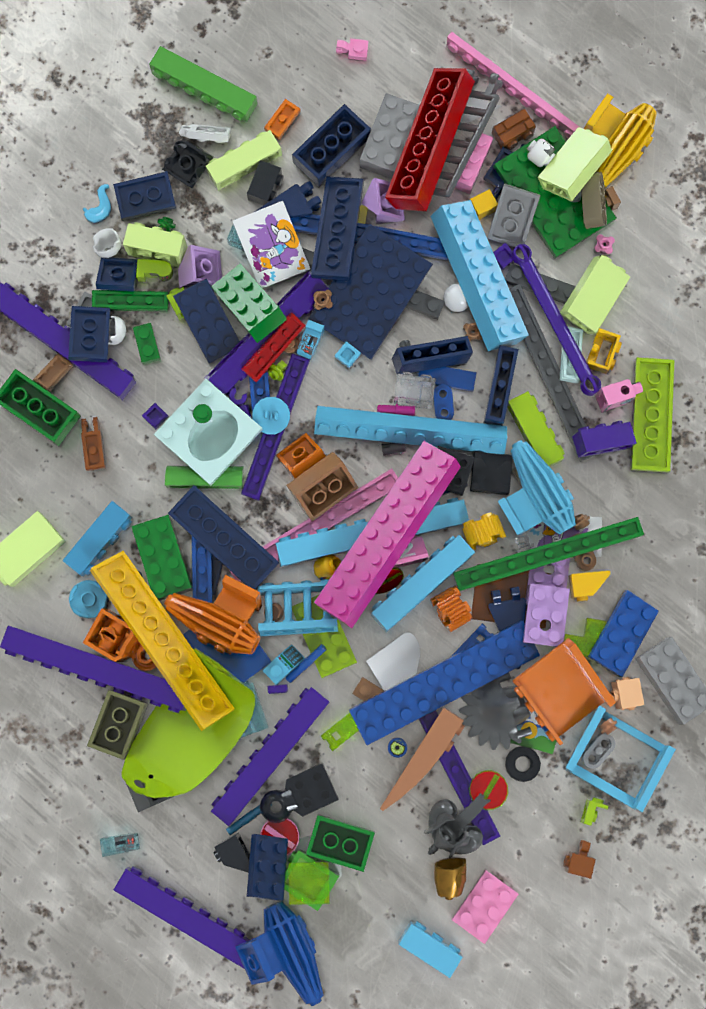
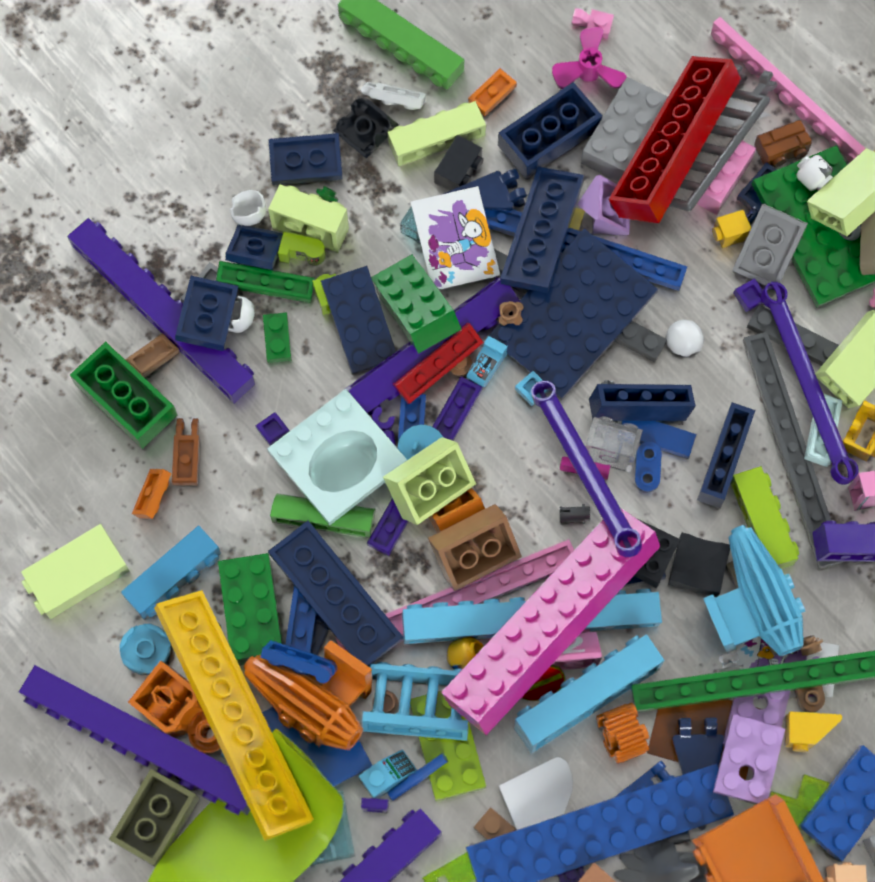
camera: 10 degrees right, 10 degrees down
(72, 480) = (151, 493): none -> orange plate
(103, 210) = (249, 170): medium azure piece -> none
(198, 265) = (358, 249): lavender slope -> none
(202, 413) = (334, 430): green plate -> none
(205, 594) = (299, 661): none -> blue plate
(276, 371) = (437, 395): lime plate -> none
(280, 440) = (429, 480): none -> yellowish green brick
(338, 95) = (569, 72): none -> dark pink piece
(397, 415) = (586, 469): none -> dark purple piece
(410, 430) = (565, 486): medium azure brick -> none
(468, 328) = (703, 377): medium nougat plate -> none
(479, 275) = (716, 313): medium azure brick -> none
(483, 531) = (679, 637): yellow brick -> none

